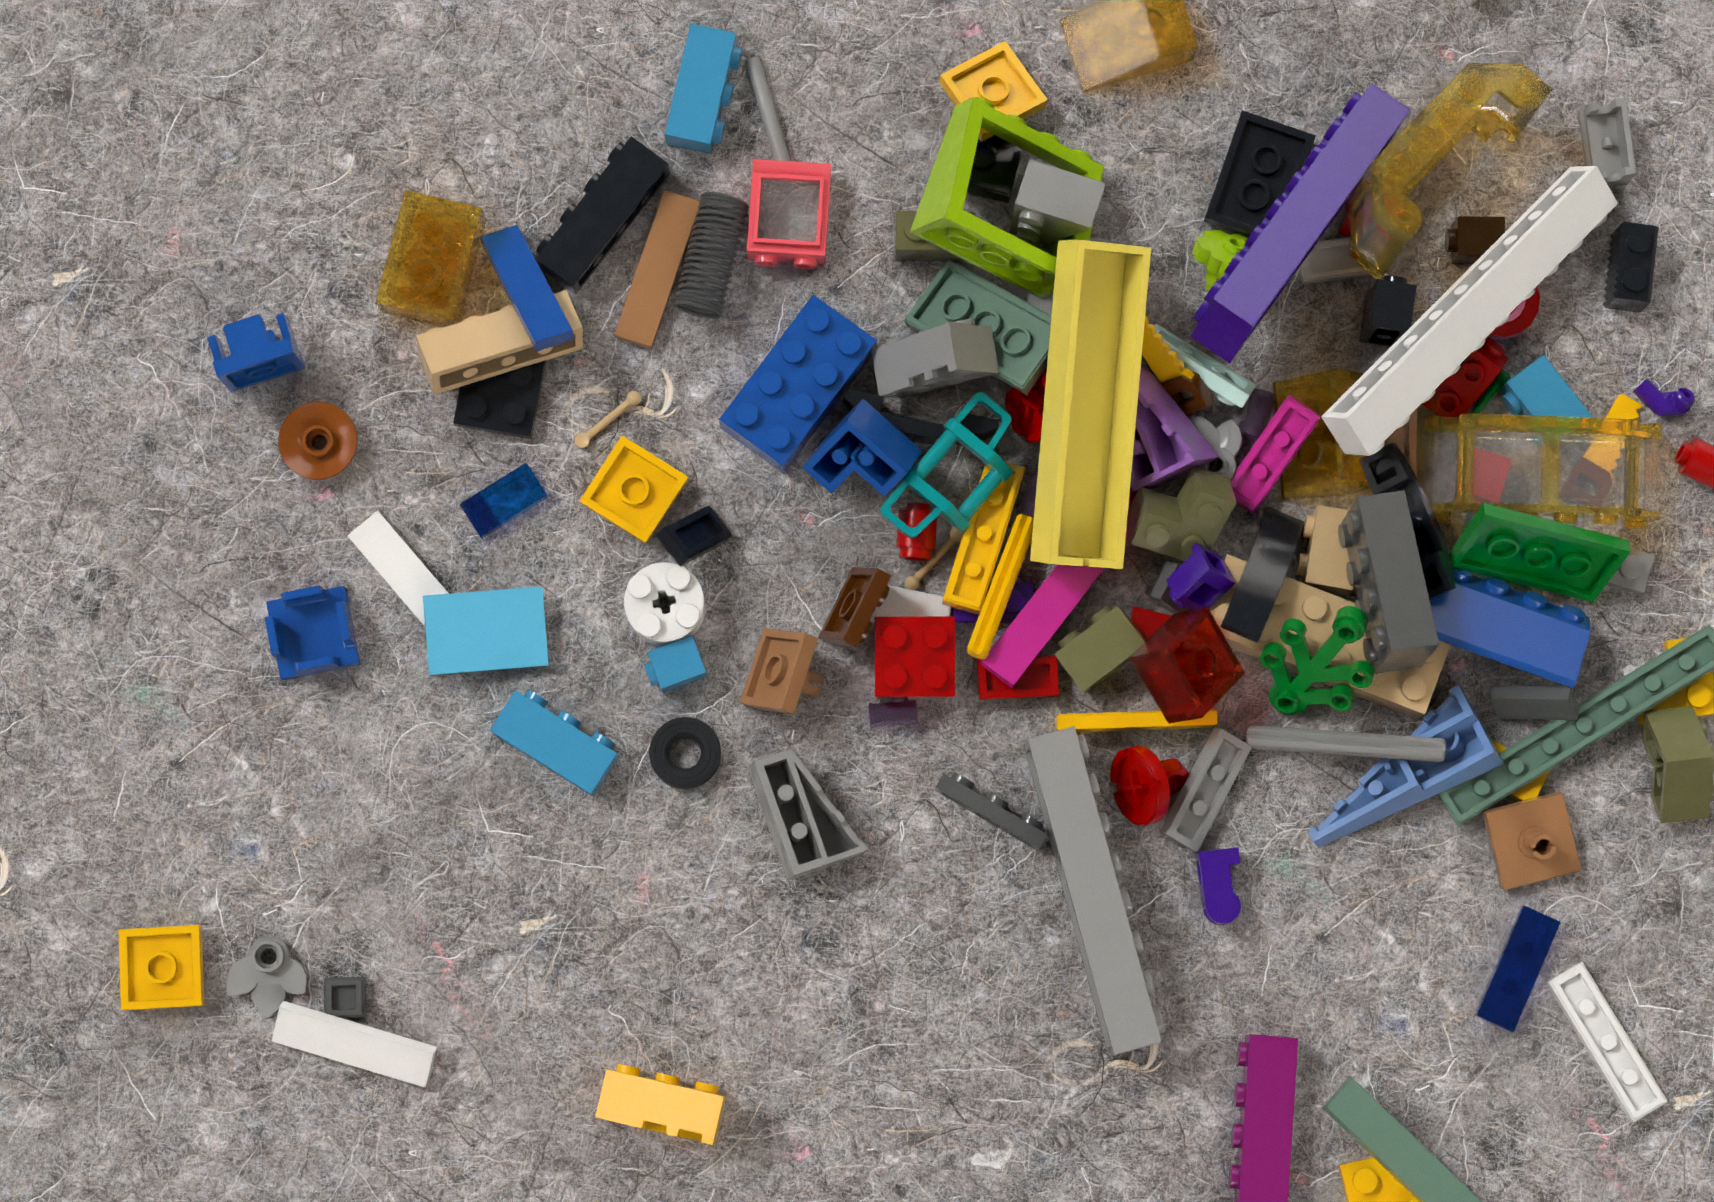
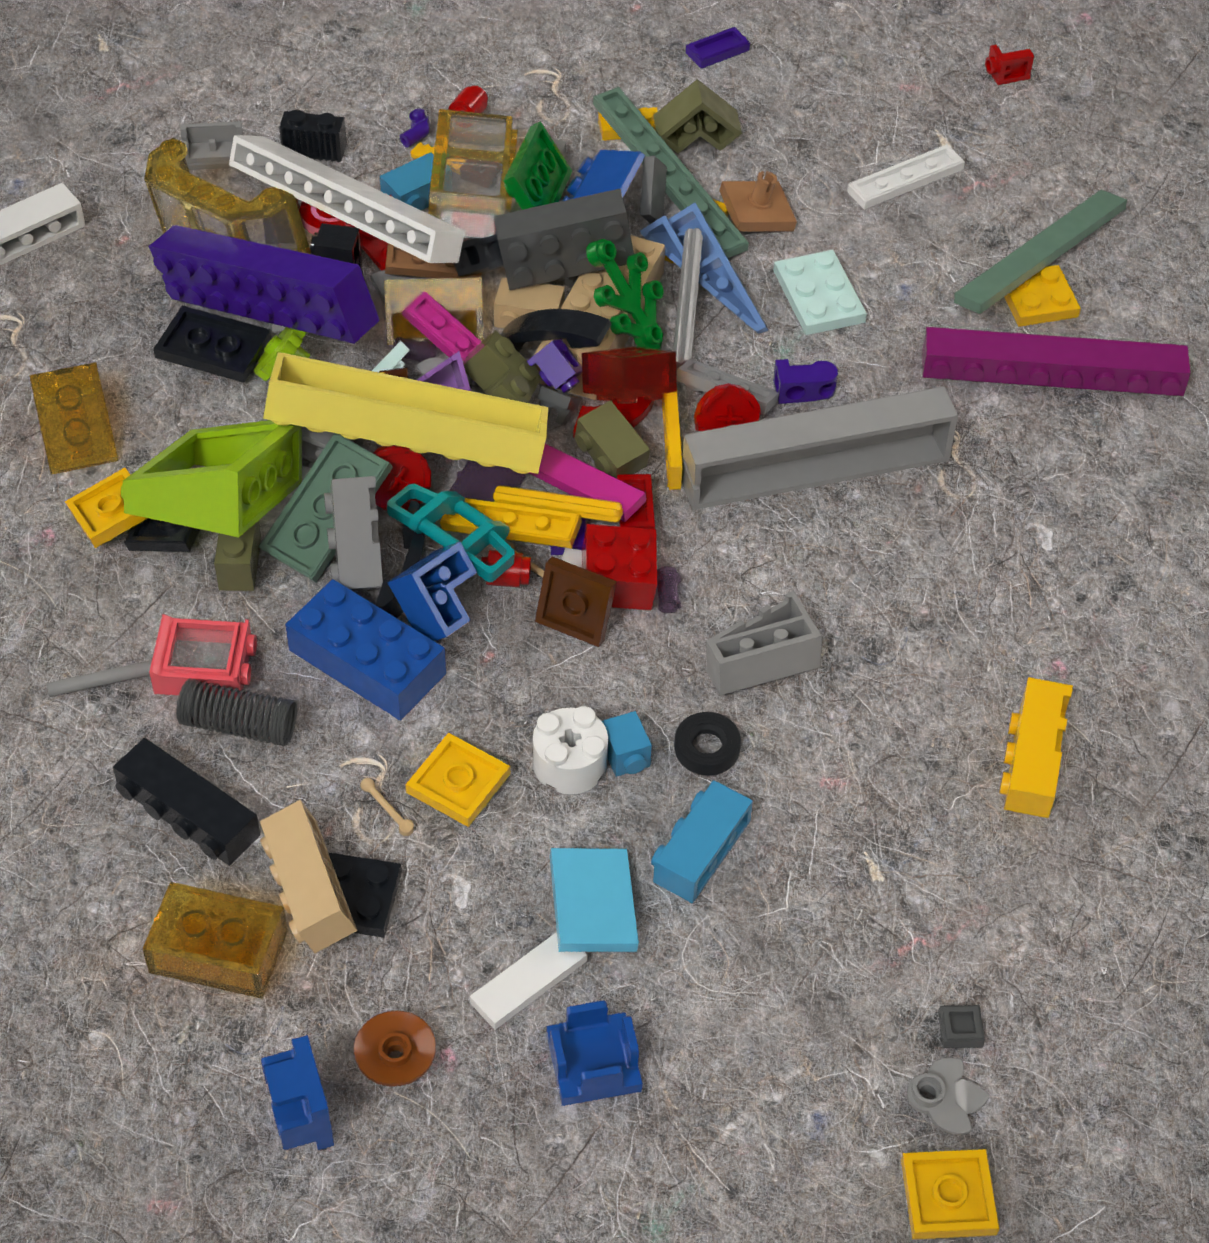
camera: 90 degrees left, 30 degrees down
(354, 1044) = (1007, 1014): white tile -> none
(503, 500) = (463, 891): clear blue tile -> none
(527, 288) = (259, 844): blue tile -> none
(657, 270) = (245, 763): medium nougat tile -> none
(694, 535) = (506, 721): black tile -> none
(703, 89) = (71, 722): dark azure brick -> none
(781, 671) = (633, 658): medium nougat tile -> none
(992, 810) = (751, 522): dark grey plate -> none
(1054, 204) = (223, 427): light grey wedge -> none
(1383, 913) = (819, 292): none -> light aqua plate
(1517, 968) = (856, 220): clear blue tile -> none

